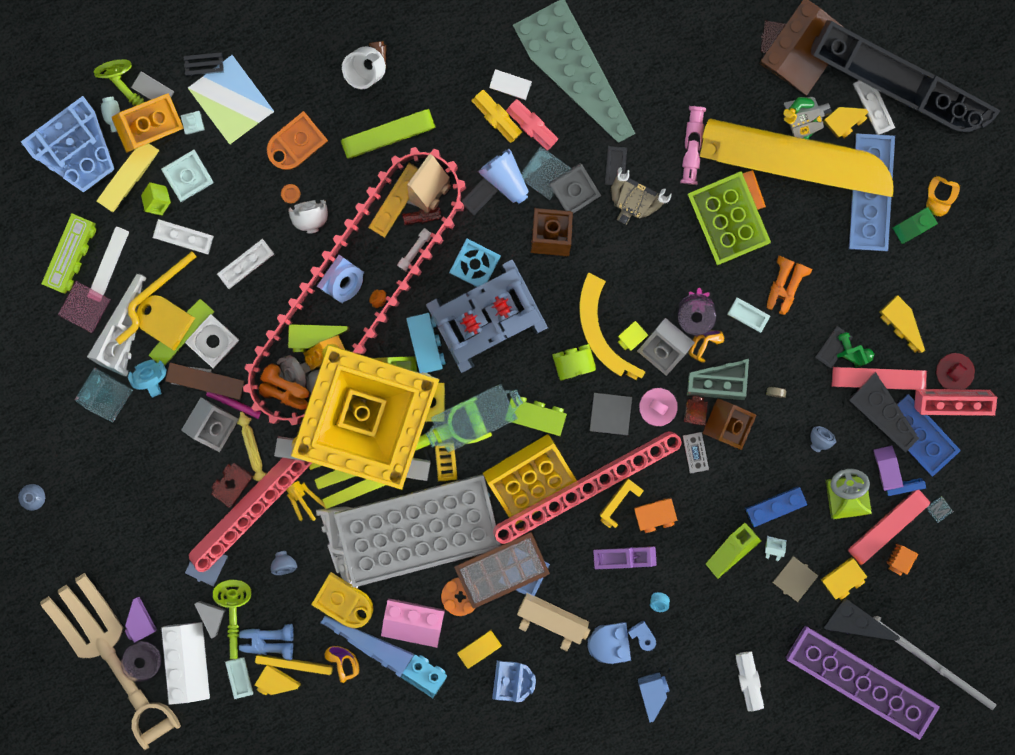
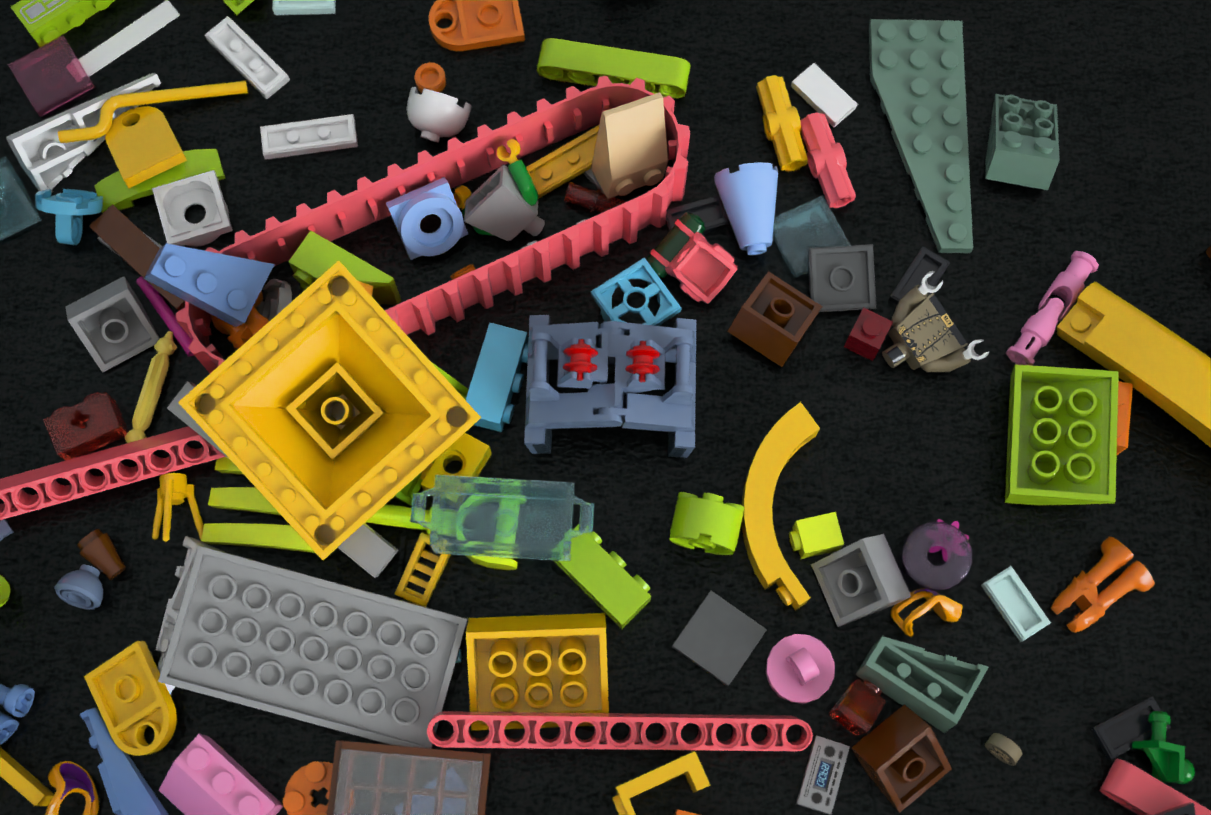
camera: 30 degrees right, 15 degrees down
(262, 382) = (210, 280): none -> medium blue wedge
(281, 542) = (101, 553): none -> reddish brown cone
(376, 248) = (504, 201): none -> light grey torso
(491, 224) = (692, 260): none -> coral piece
(604, 214) = (868, 334): none -> dark red brick
(631, 54) = (1022, 142): none -> sand green slope

